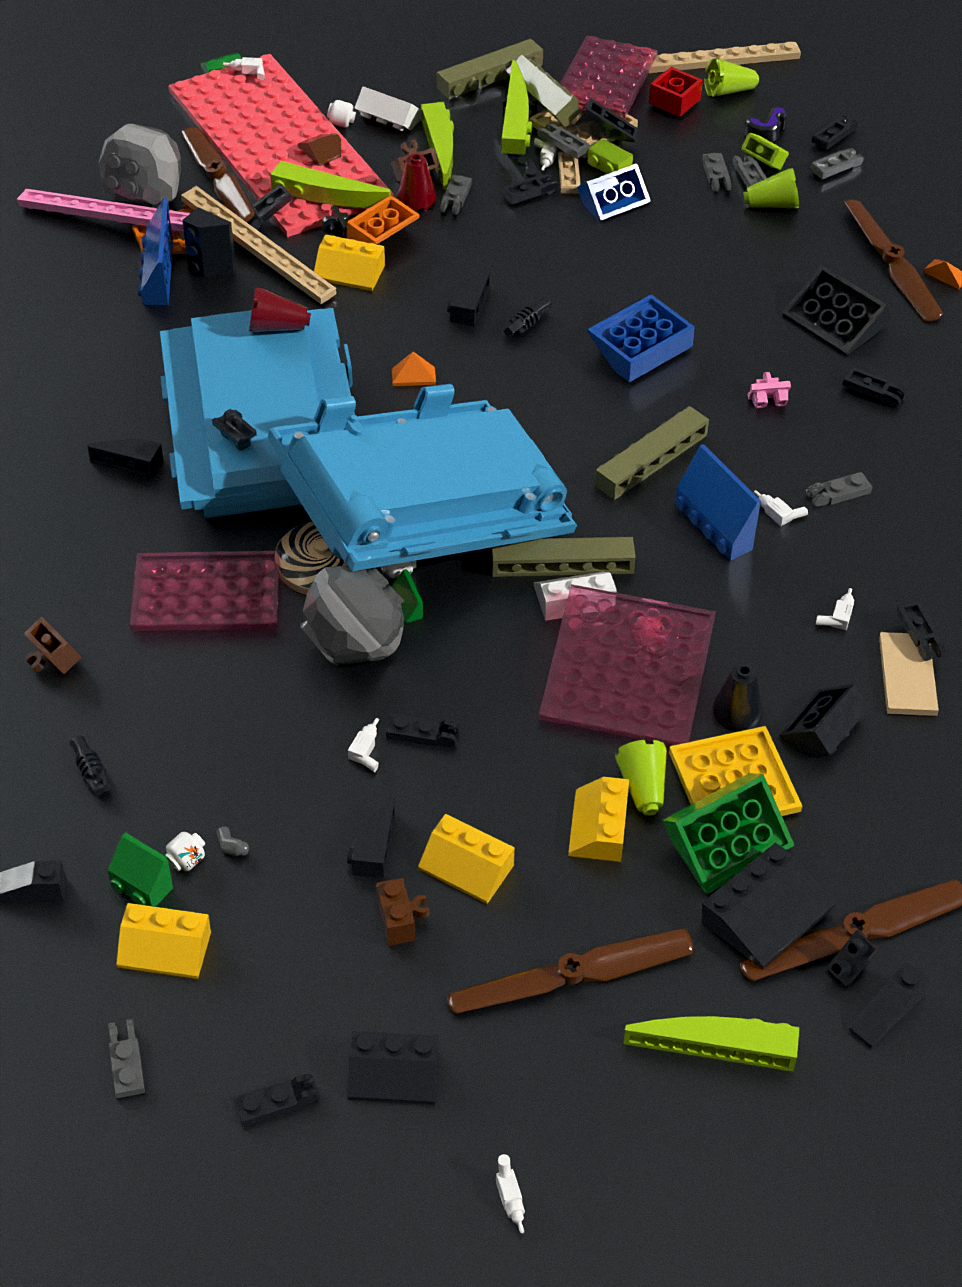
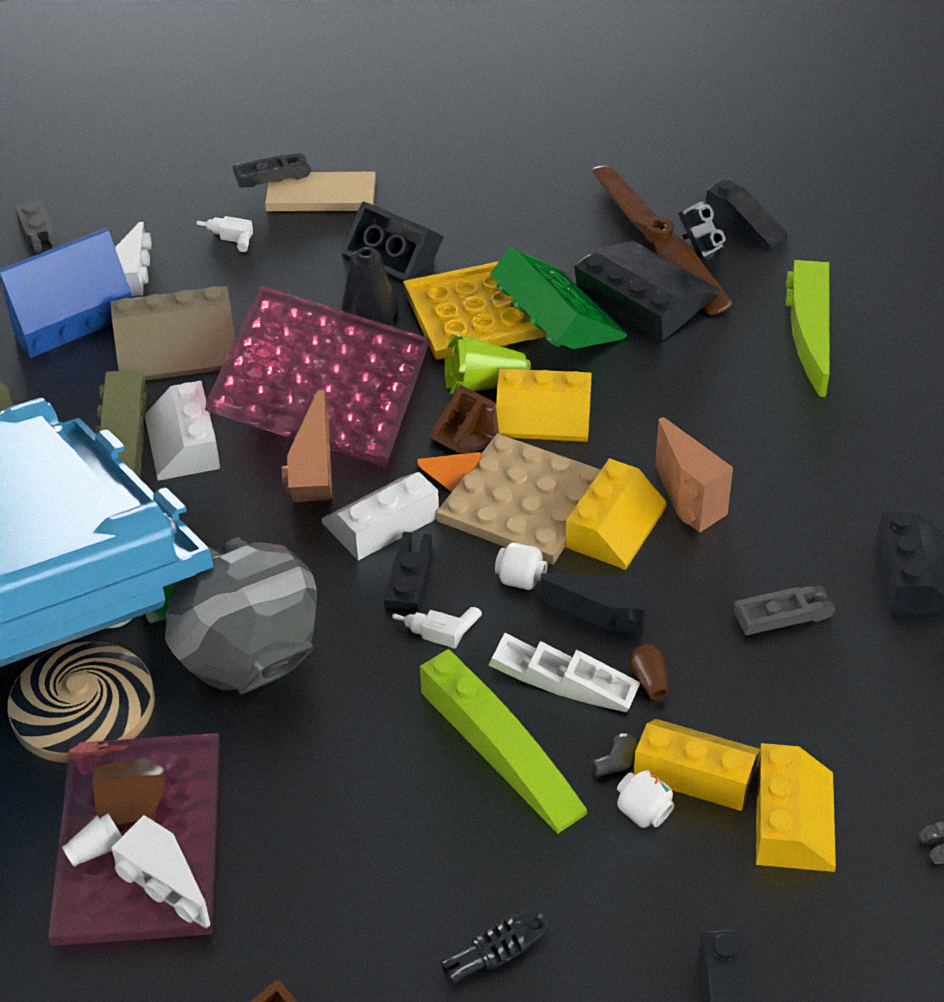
camera: 90 degrees left, 5 degrees down
(139, 872) = (698, 841): green slope -> none
(166, 594) = (156, 862): none -> white slope
(195, 564) = (92, 840): none -> white cone
(219, 886) = (697, 763): none -> yellow slope
(232, 575) = (128, 790): none -> reddish brown slope
(253, 772) = (499, 738): none -> lime slope
(302, 868) = (650, 670): none -> reddish brown cone
(308, 817) = (567, 676): none -> white slope
(356, 962) = (782, 609): none -> dark grey hinge
(398, 911) = (705, 571): reddish brown brick -> none
(412, 791) = (520, 565): none -> white head
(480, 711) = (384, 515): none -> white slope
(495, 903) = (692, 477): none -> nougat slope
(502, 800) = (518, 496): none -> tan plate
(521, 654) = (309, 457): none -> nougat slope
(534, 754) = (449, 469): none -> orange slope
(578, 765) = (466, 423): none -> reddish brown slope
(595, 965) = (763, 449): reddish brown piece -> none
(693, 575) = (173, 332): none -> dark tan slope
(785, 546) = (135, 257): none -> white slope

